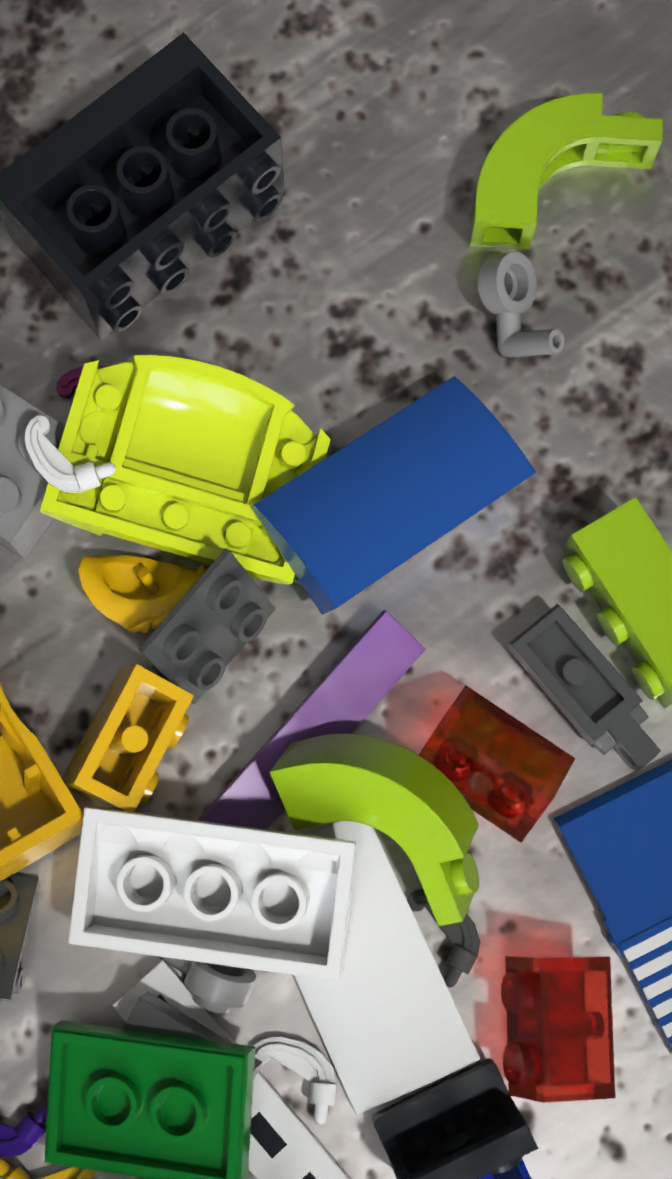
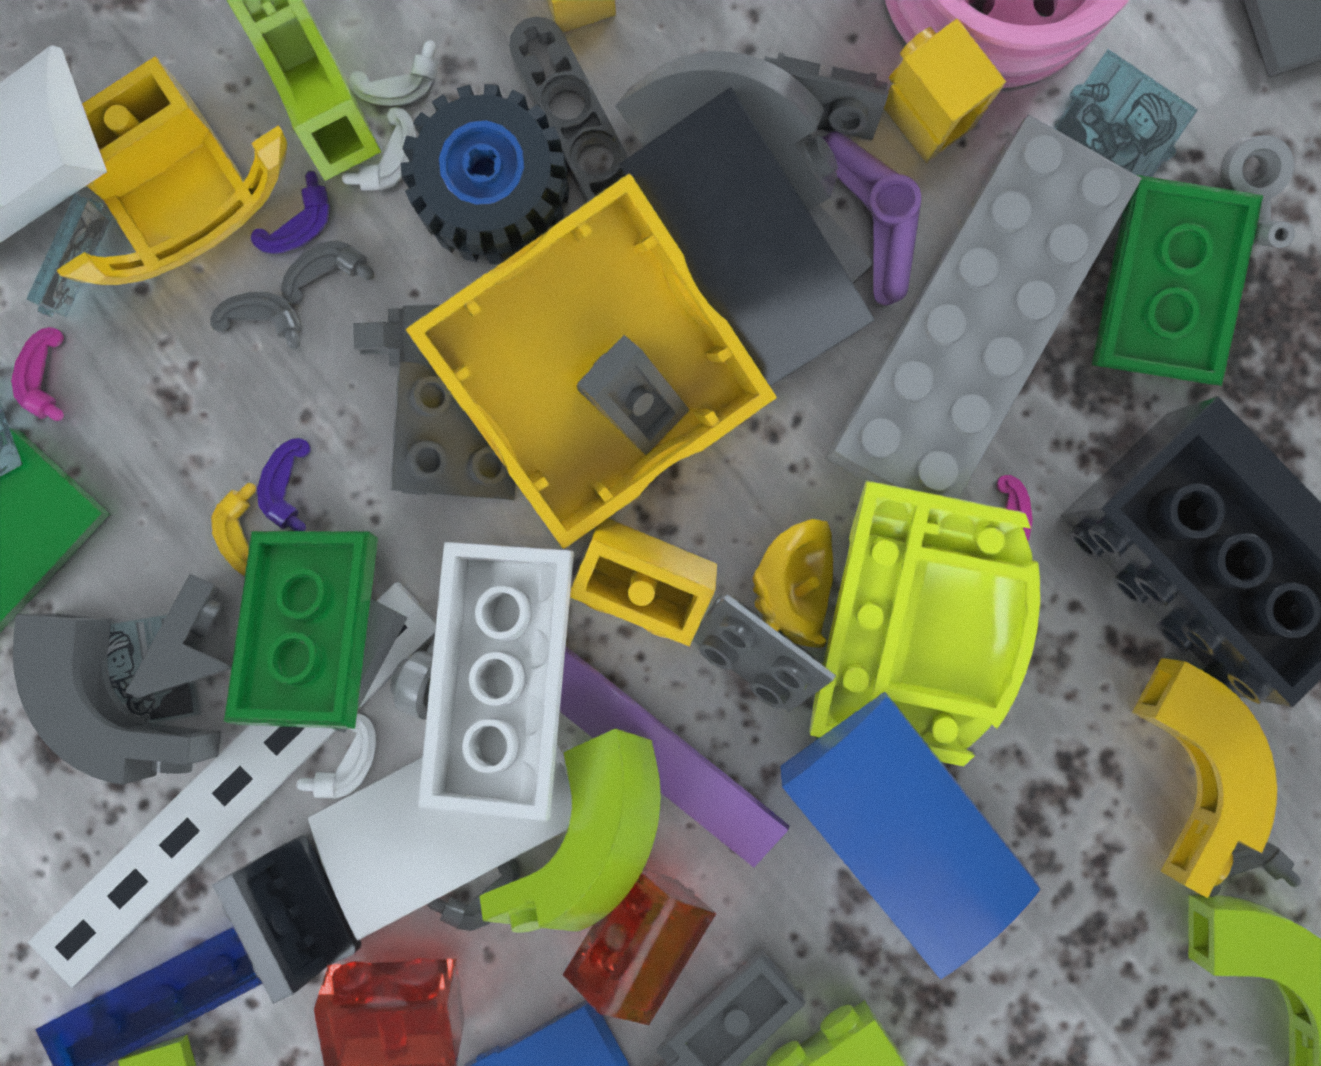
camera: 85 degrees right, 10 degrees up
(56, 467) = (912, 494): white piece -> none
(346, 200) = (1231, 766): none -> yellow arch
(435, 195) = (1271, 859): none -> dark grey piece
(508, 289) = (1138, 939): light grey plate -> none

